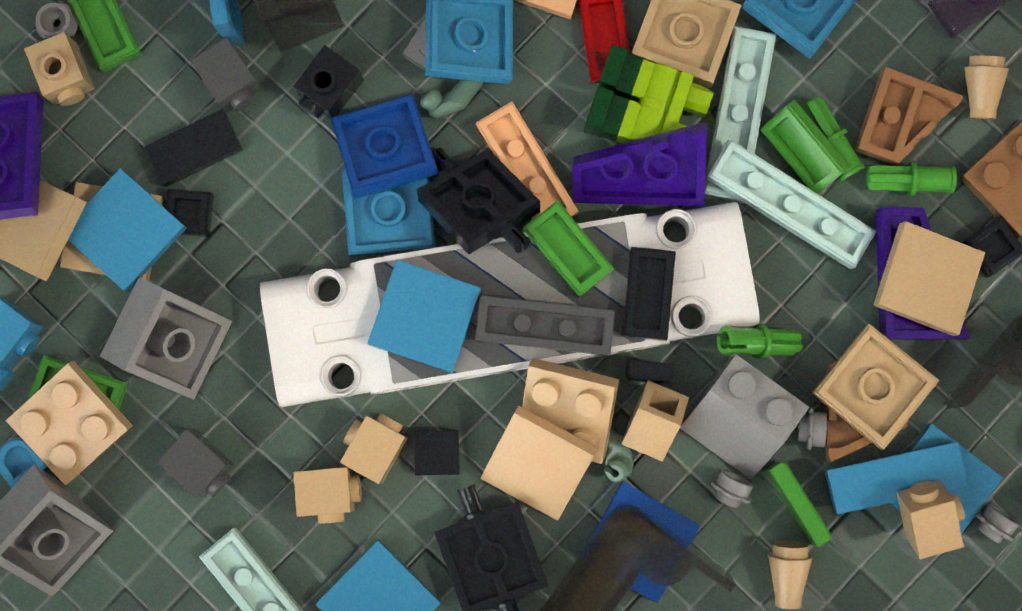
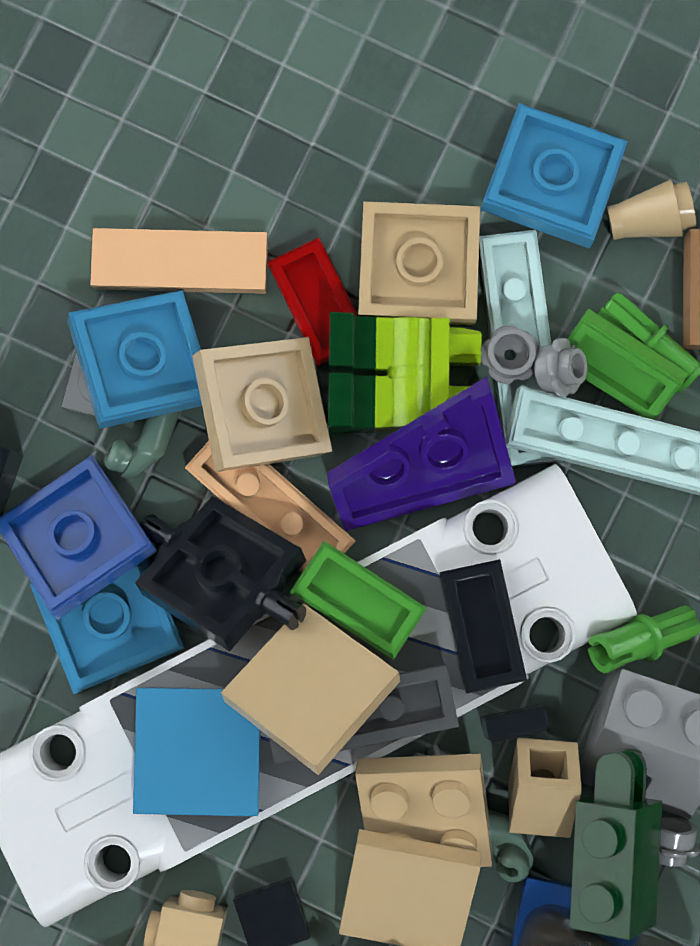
camera: 20 degrees left, 0 degrees up
(517, 295) = (311, 689): none -> tan tile
(544, 94) = (261, 403): none -> tan plate
(692, 475) = (616, 851): none -> dark green brick
(733, 104) = (512, 339): none -> light grey plate
(761, 134) = (560, 367): none -> light grey plate
(863, 48) = (654, 213): none -> tan cone

